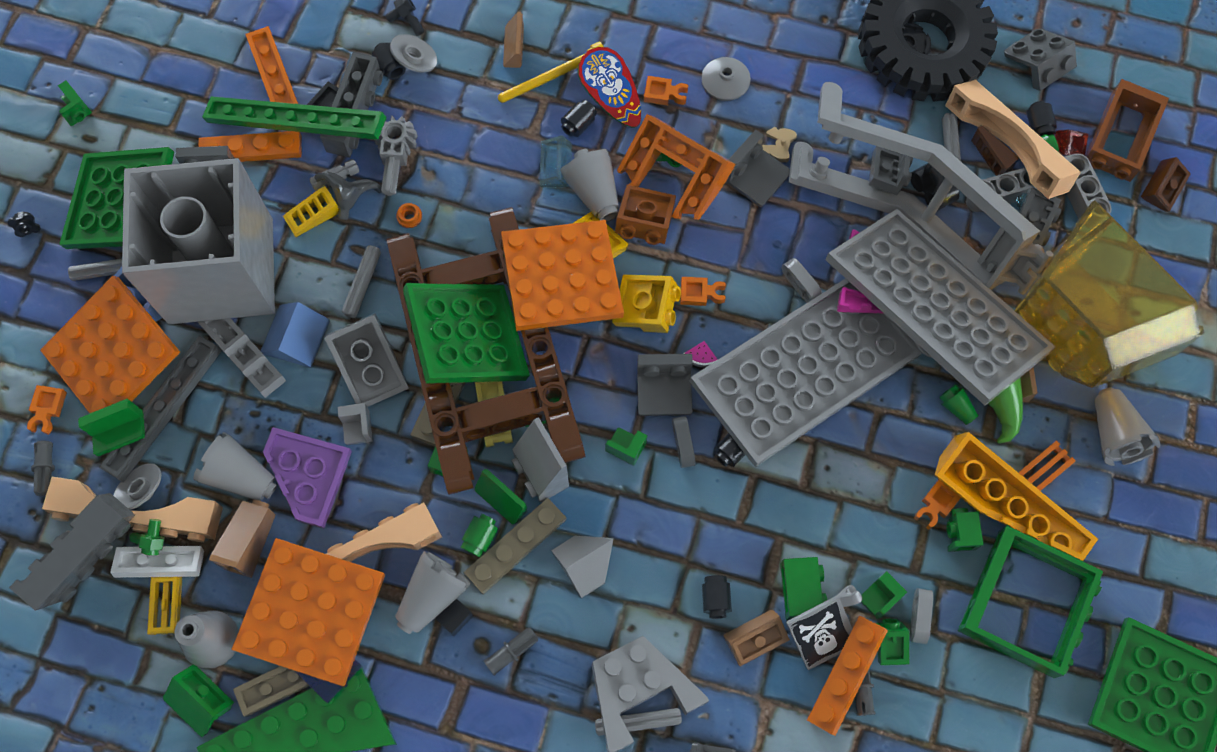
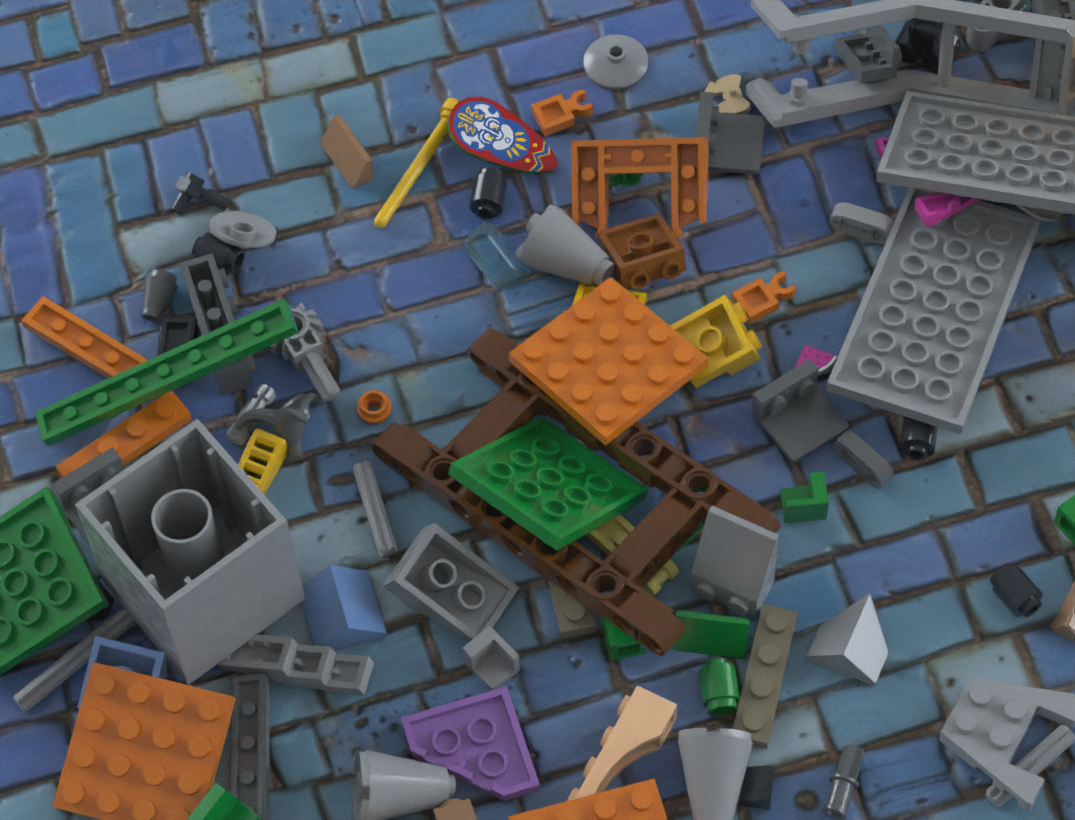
camera: 30 degrees left, 10 degrees down
(334, 65) = (158, 292): none -> dark grey cone

